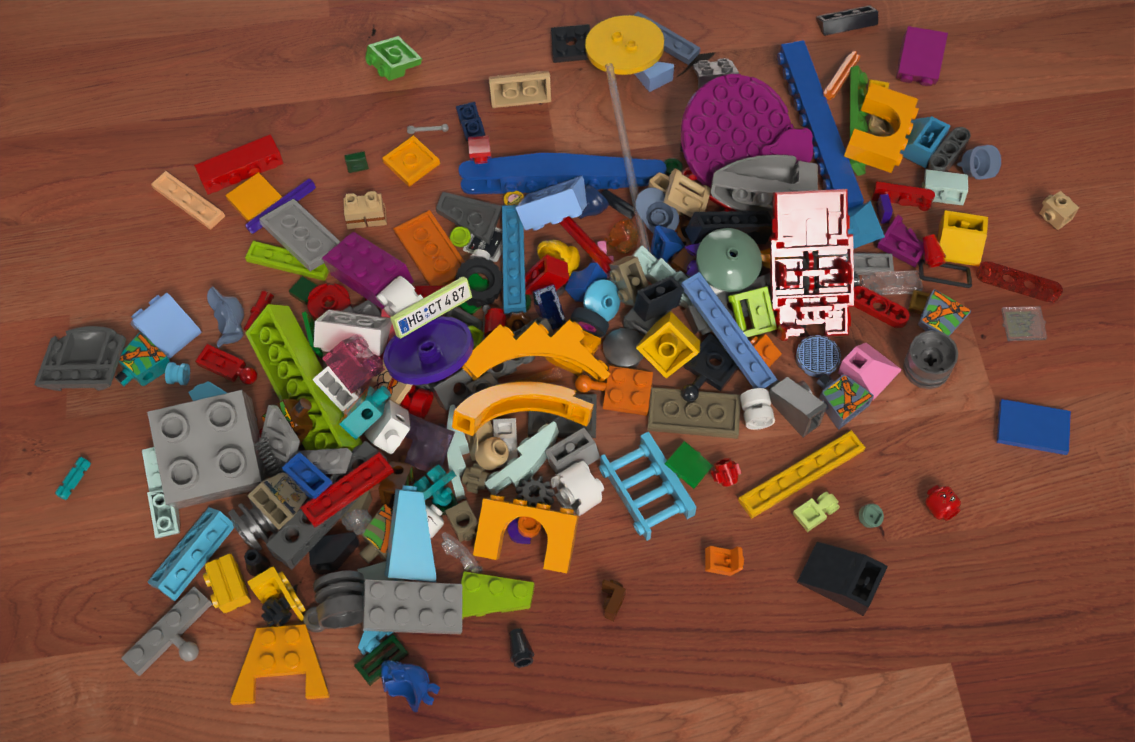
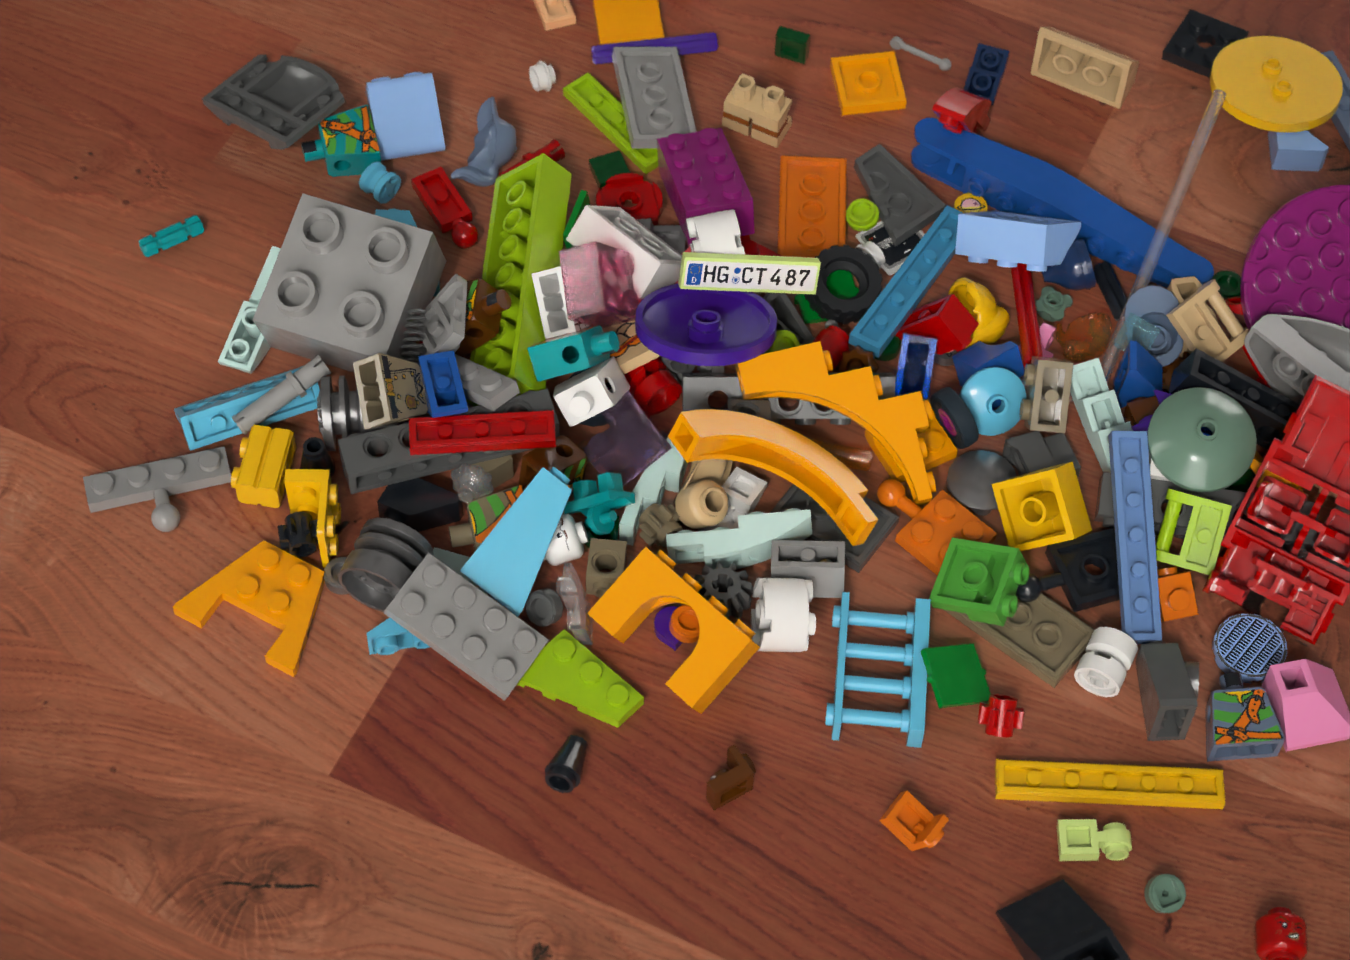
camera: 30 degrees right, 5 degrees down
(209, 536) = (281, 394): none -> light grey pin
(228, 257) = (542, 76): none -> white plate
(380, 648) = (387, 677): dark green tile -> none
(408, 681) = (399, 714): blue helmet -> none
(445, 566) = (544, 607): none -> dark grey tile
(593, 233) = (1049, 311): none -> sand green plate
(650, 220) = (1136, 330): none -> clear light blue tile
(658, 298) = (1067, 436): black brick -> none
(666, 405) = (980, 580): none -> bright green plate

